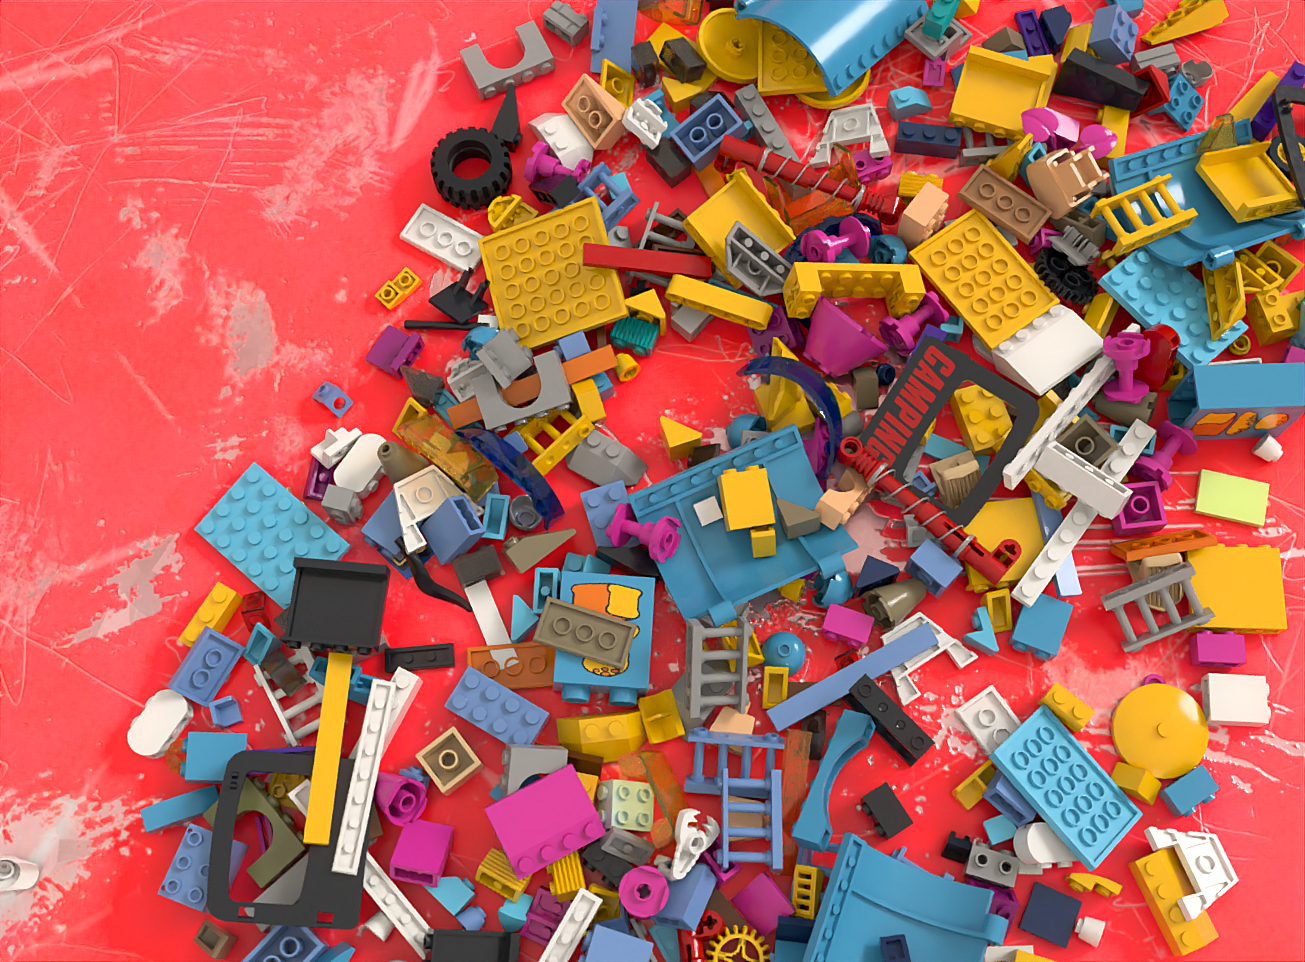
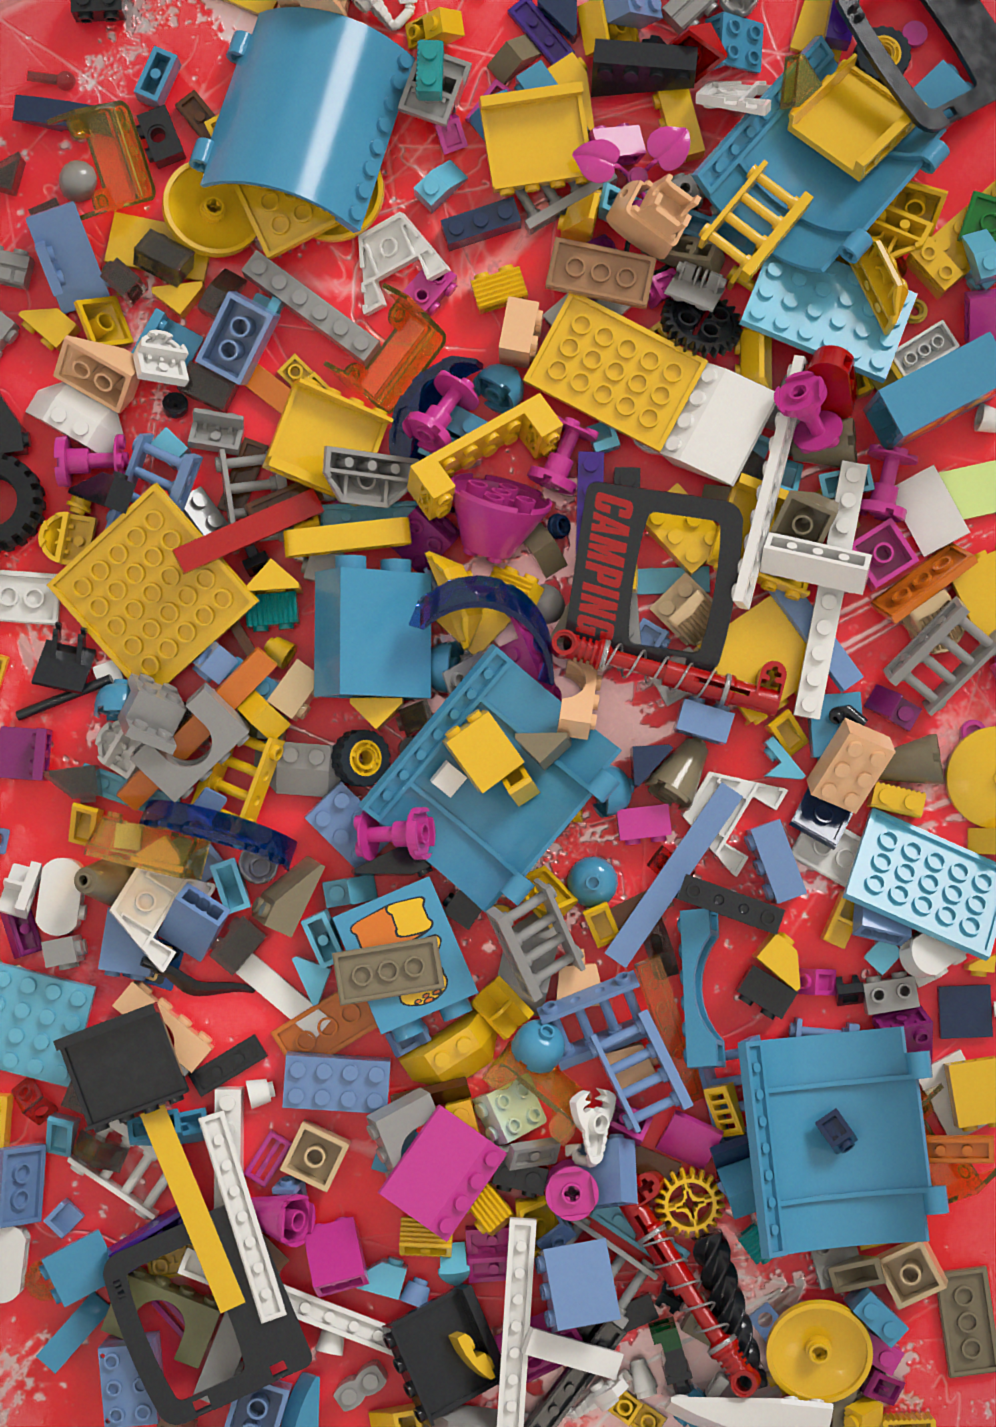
camera: 25 degrees left, 15 degrees up
(397, 626) = (188, 1043): none -> light nougat arch
(404, 741) = (279, 1139): none -> dark pink tile
(432, 689) = (260, 1092): none -> white hat
(531, 199) = (79, 505): none -> yellow plate
(571, 709) = (402, 1047): none -> medium blue bracket
(573, 69) = (50, 324): none -> yellow slope
(624, 397) = (295, 691): none -> tan brick
(634, 467) = (346, 757): none -> black wheel
(638, 164) = (175, 405): none -> black tile
(661, 190) = (216, 431): none -> light grey bracket
(670, 623) = (461, 909): none -> black slope
(676, 758) = (538, 1046): none -> dark azure cylinder
(697, 374) = (365, 631): none -> dark azure brick
(762, 159) = (280, 354): red piece -> none
(910, 787) = (780, 958): none -> yellow slope
(932, 824) = (817, 981): none -> dark pink bracket
(943, 705) = (775, 862): none -> medium blue brick
(998, 690) = (820, 820): none -> dark blue tile
(1040, 657) = (850, 765): none -> light nougat brick
(1056, 616) = (839, 713): none -> black arm
(1092, 682) = (916, 762): none -> dark tan cone
(1093, 633) = (893, 707): none -> magenta slope
(1163, 132) = (734, 96): none -> white wing
(1191, 496) = (930, 511): none -> white tile

